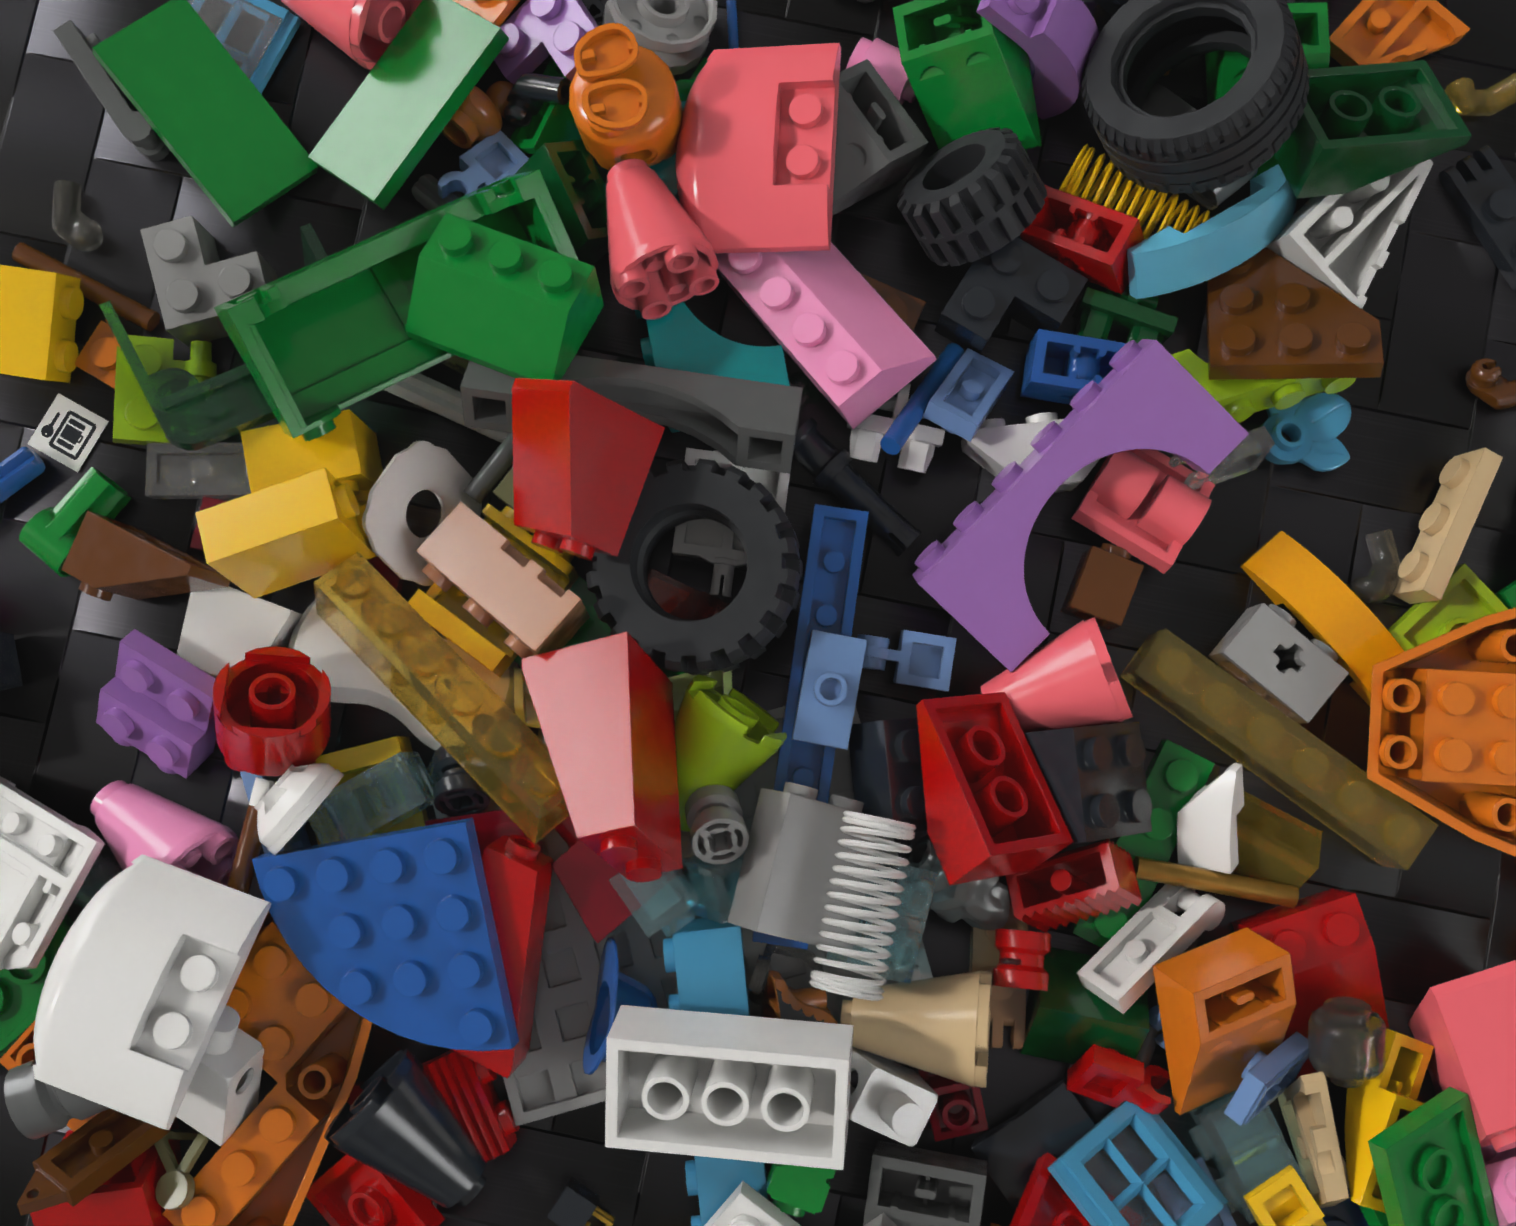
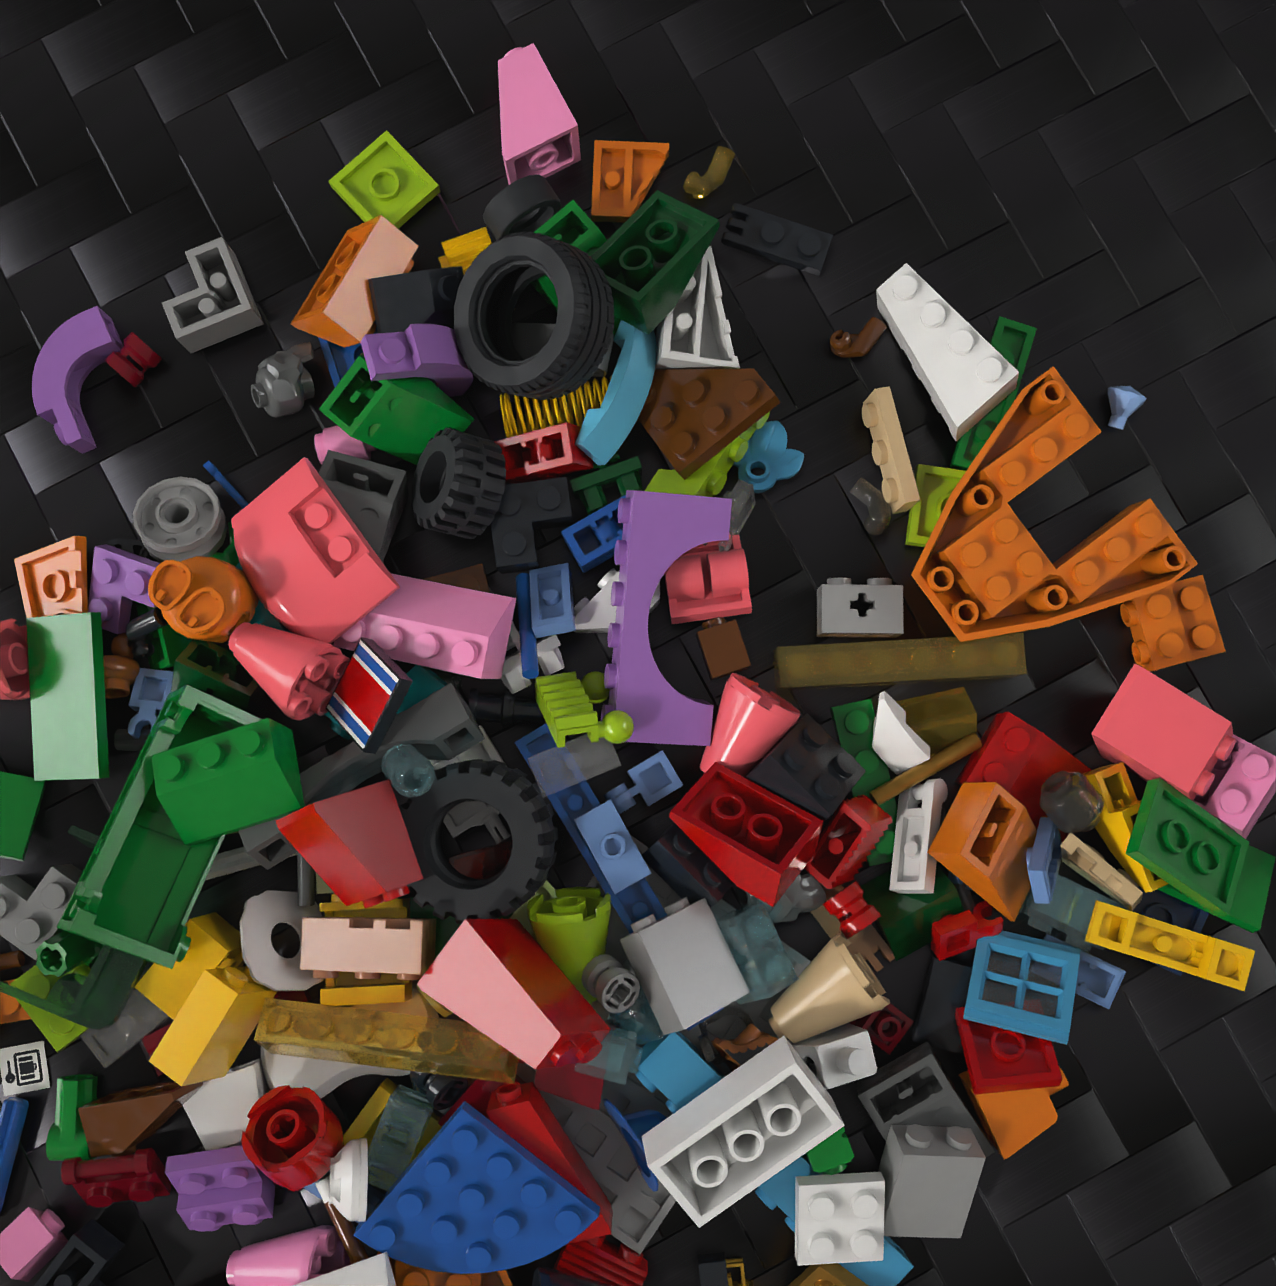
camera: 40 degrees left, 0 degrees up
(69, 611) = (117, 1178): none -> dark red plate
(201, 345) = (65, 953): none -> green piece
(695, 450) = (408, 770): none -> clear light blue brick
(710, 331) = (368, 695): none -> tile
(860, 571) = (572, 764): none -> clear plate
(885, 827) = (760, 1016): white piece -> none
(902, 512) = (568, 712): none -> lime gear
(1324, 607) = (857, 554): light orange slope -> none

